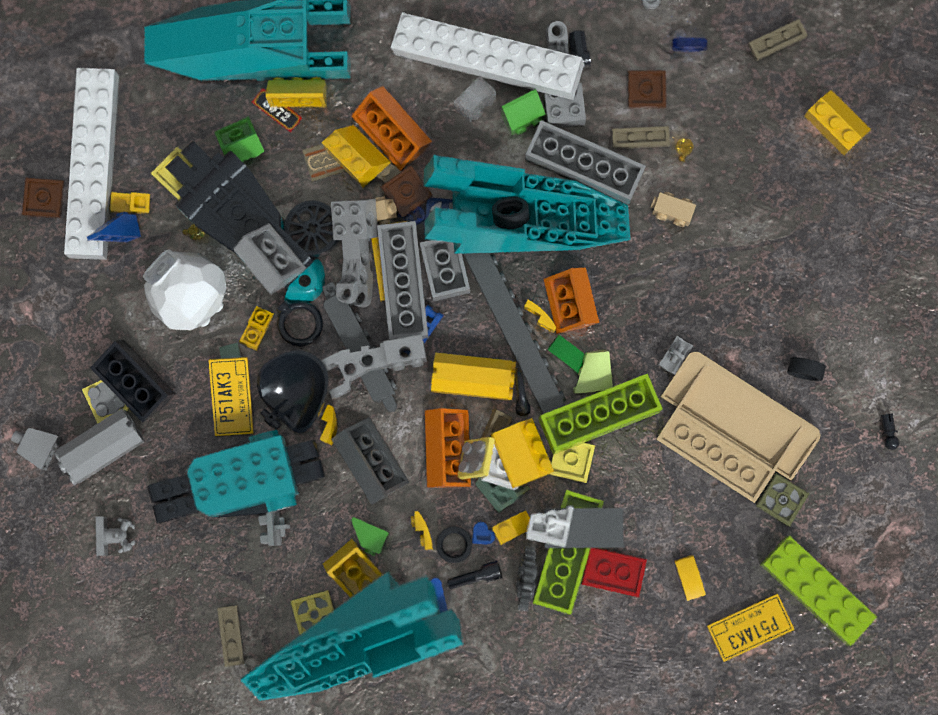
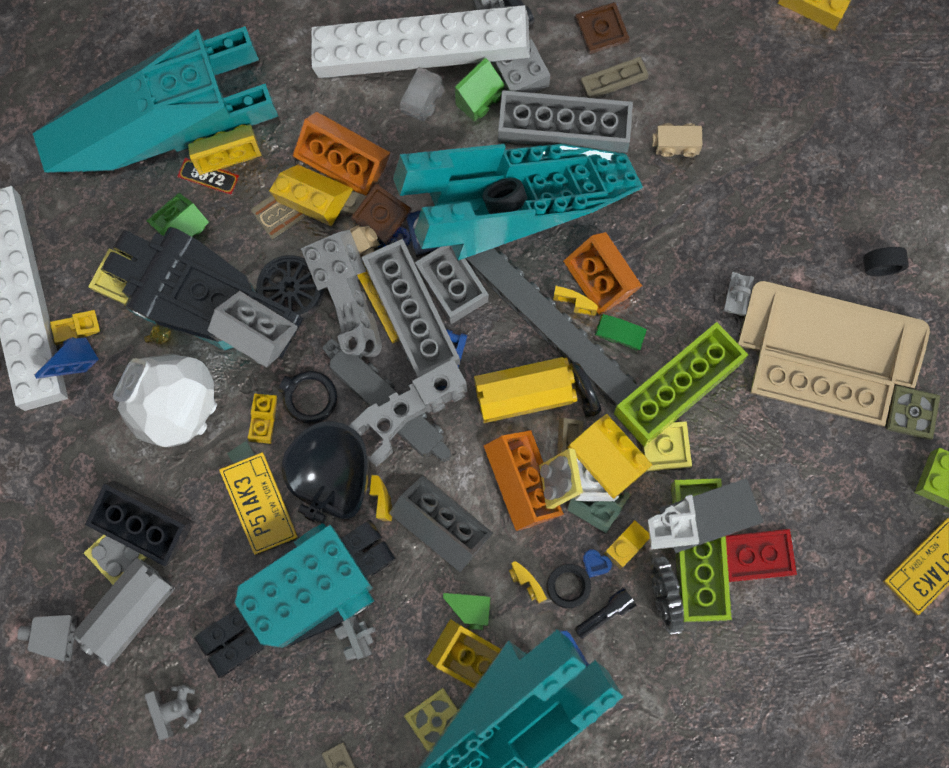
camera: 20 degrees left, 5 degrees down
(298, 293) = (308, 361): teal piece -> none
(595, 372) = (657, 342): yellowish green slope -> none
(684, 147) = (664, 74): clear yellow piece -> none
(690, 577) = (845, 532): yellow slope -> none

